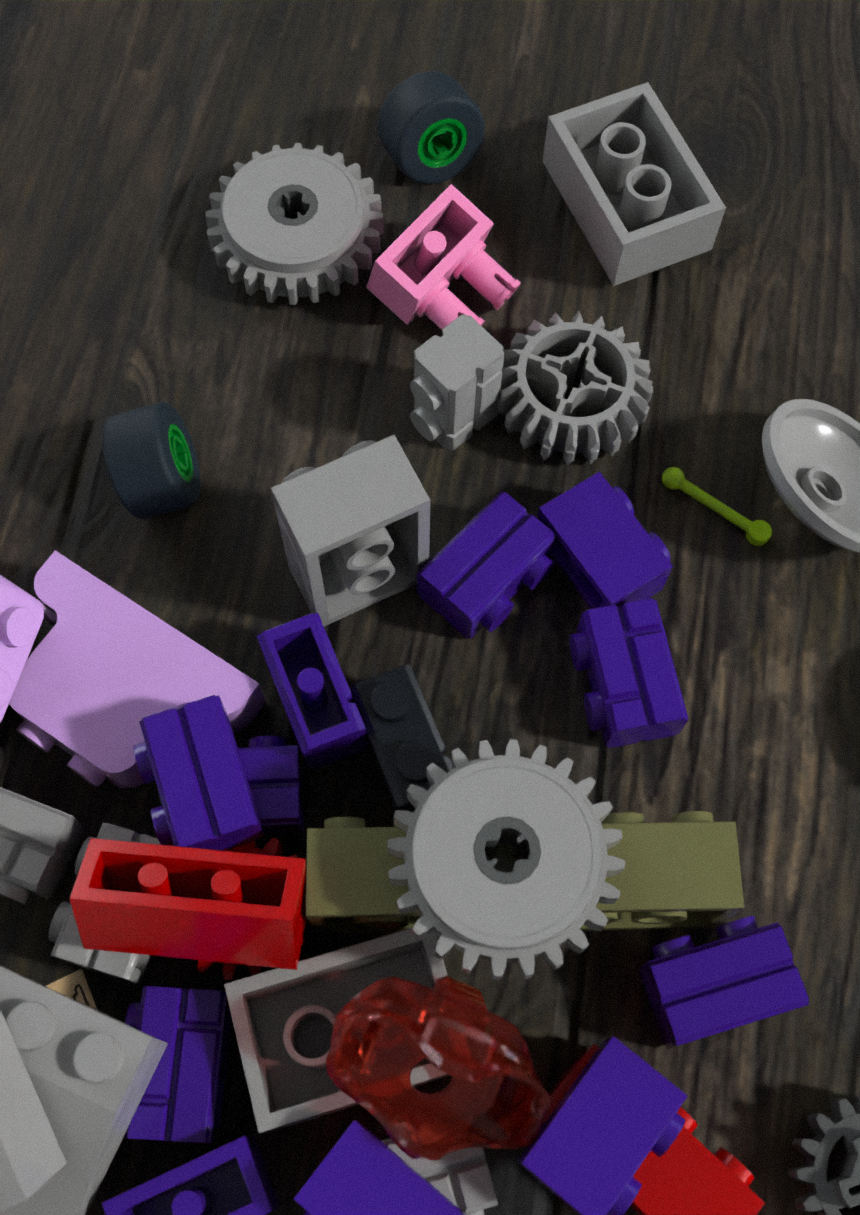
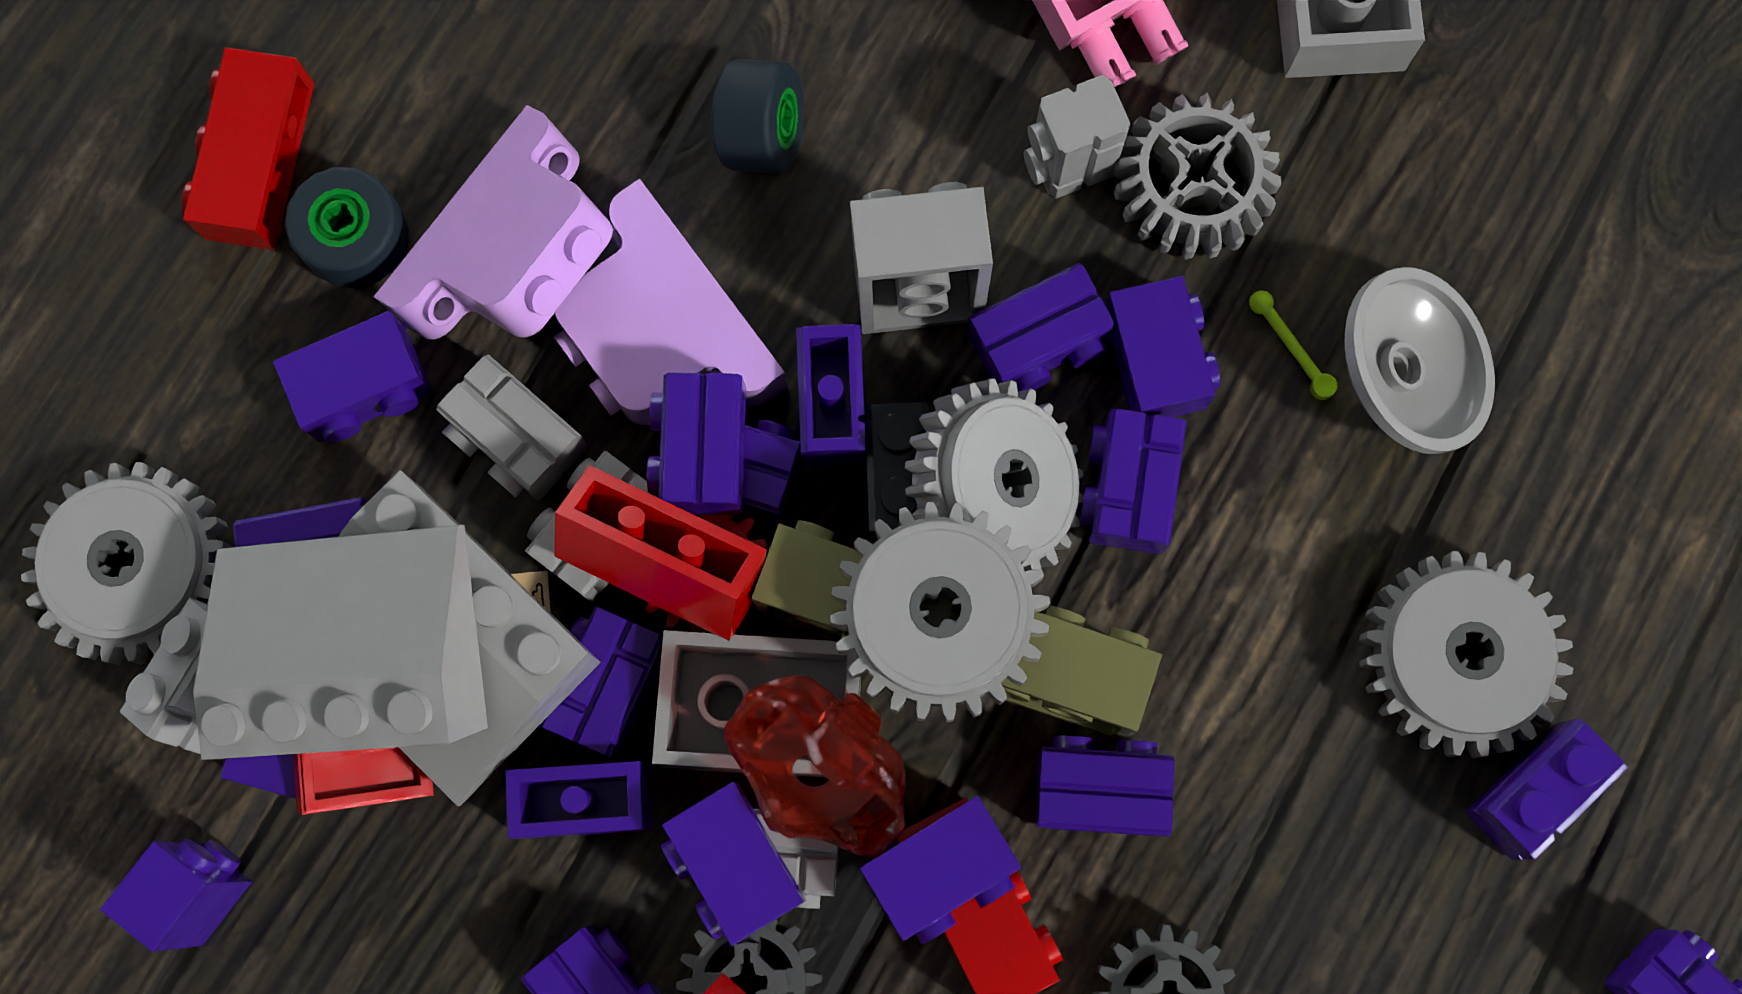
camera: 25 degrees right, 10 degrees up
(497, 687) = (999, 457): none -> light grey gear

